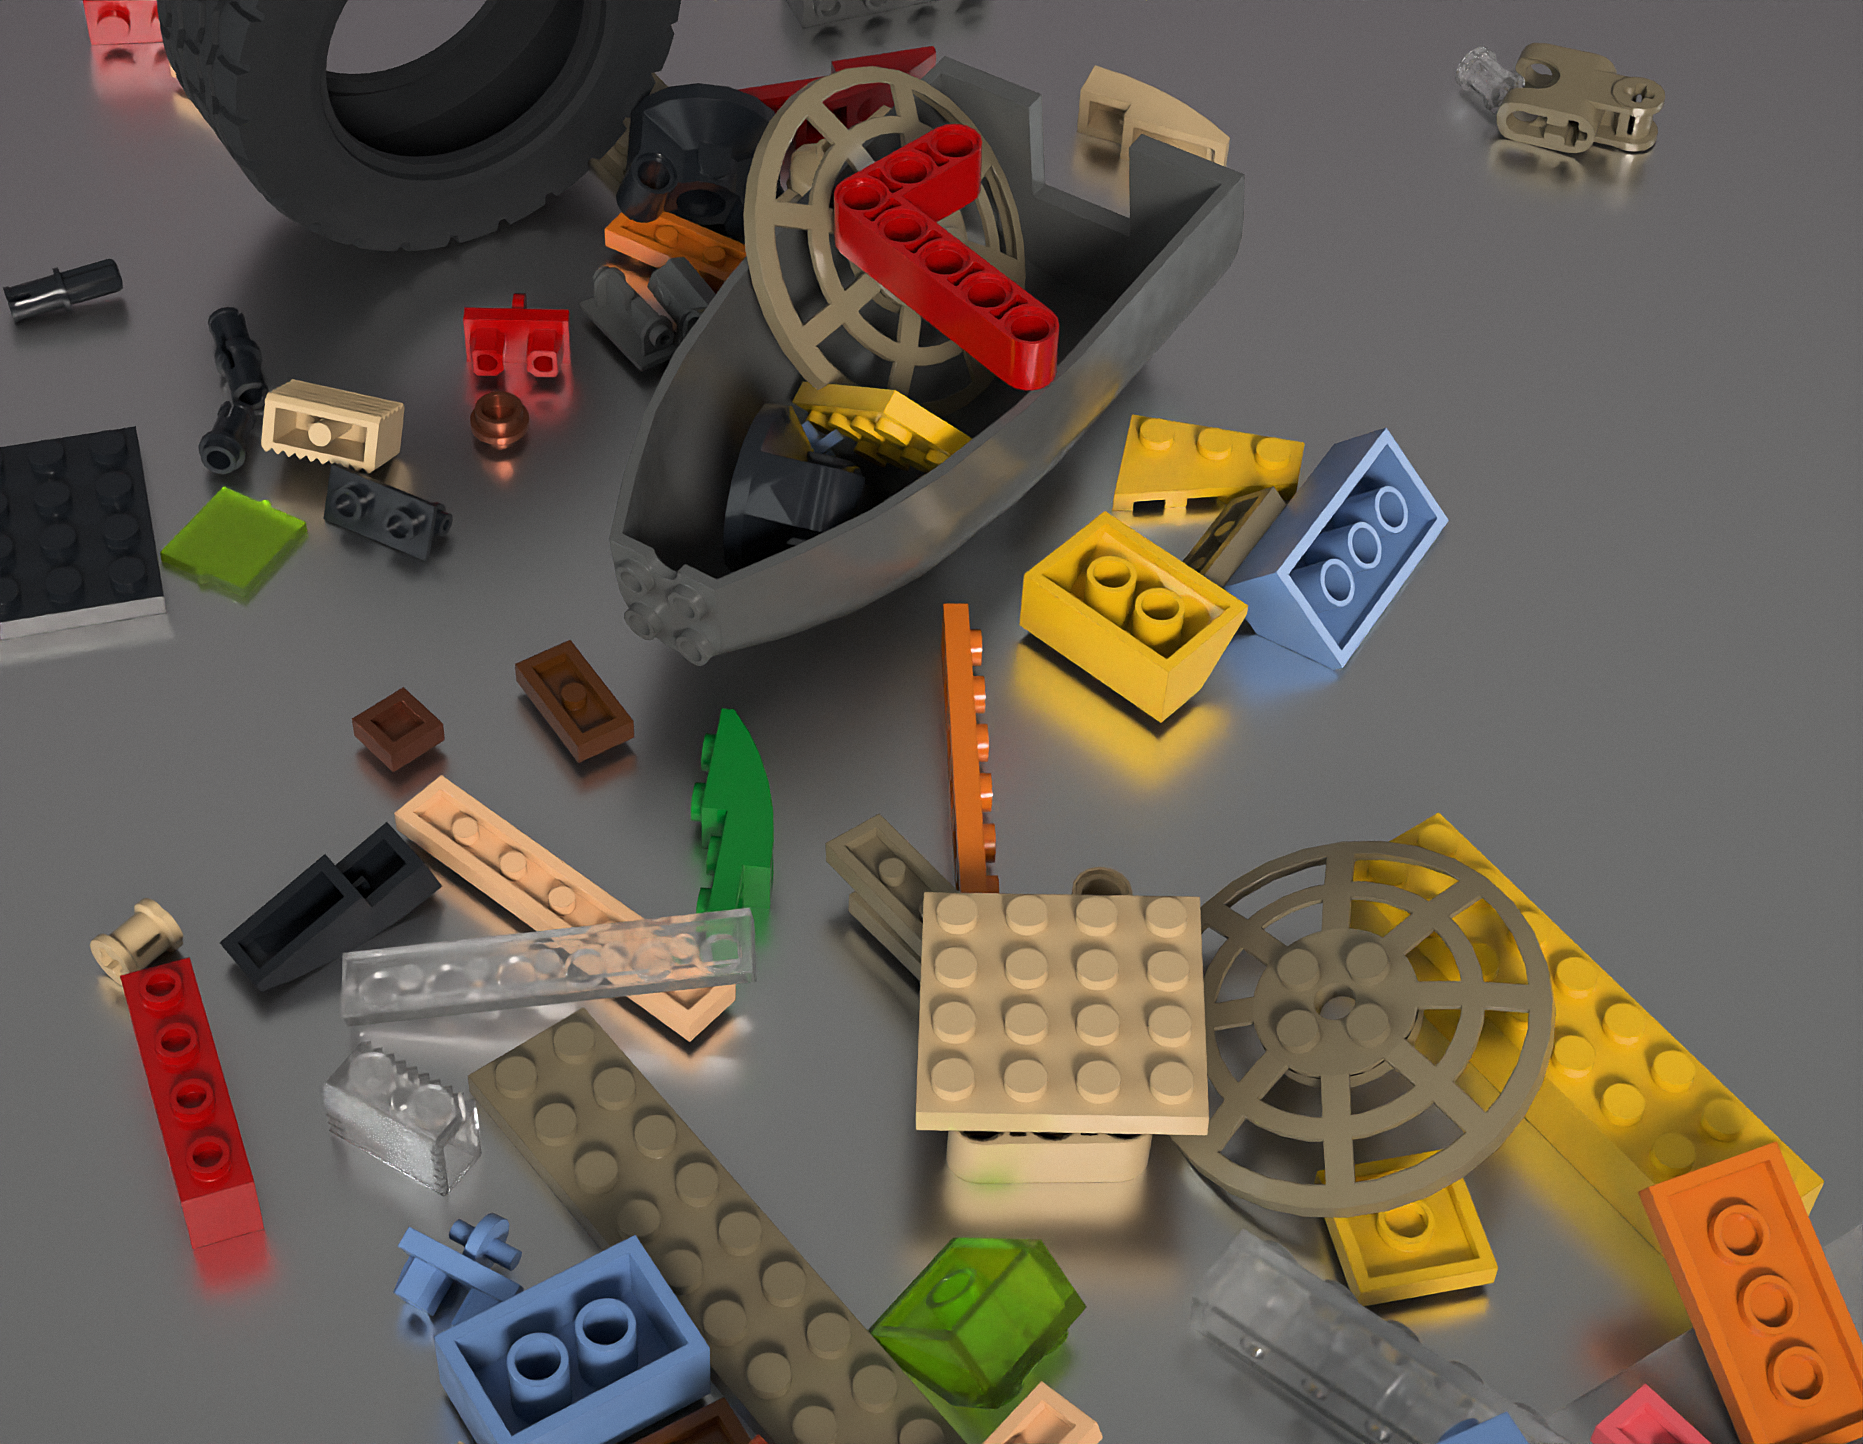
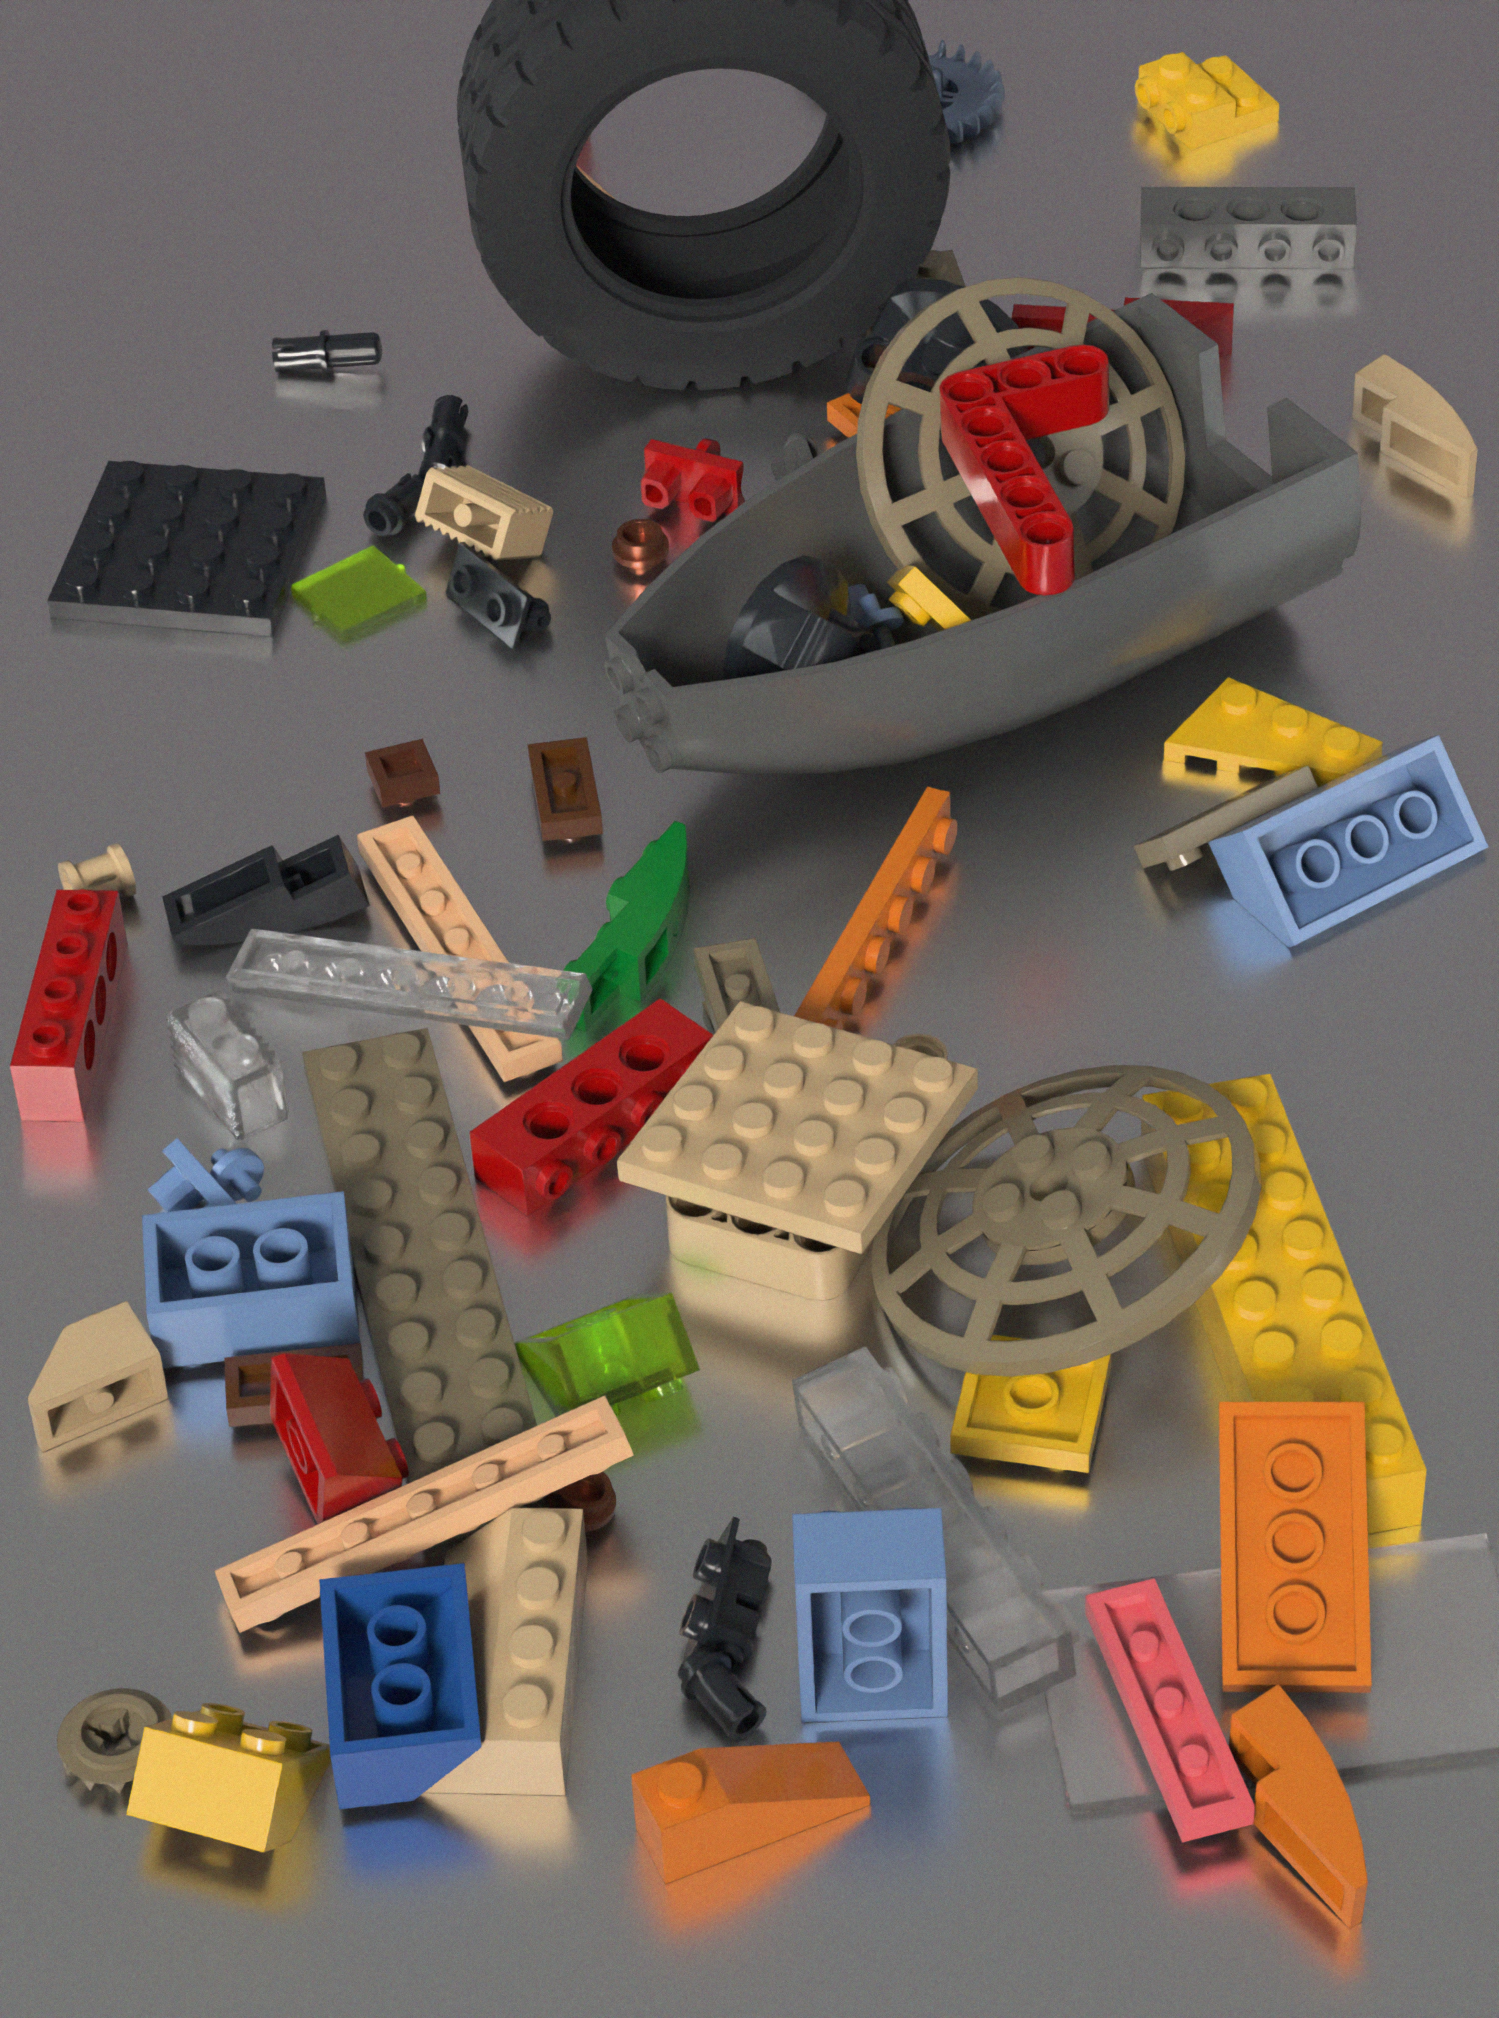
camera: 30 degrees right, 5 degrees down
(778, 1134) = (585, 1108): none -> red brick
(1130, 614) = (1099, 840): yellow slope -> none

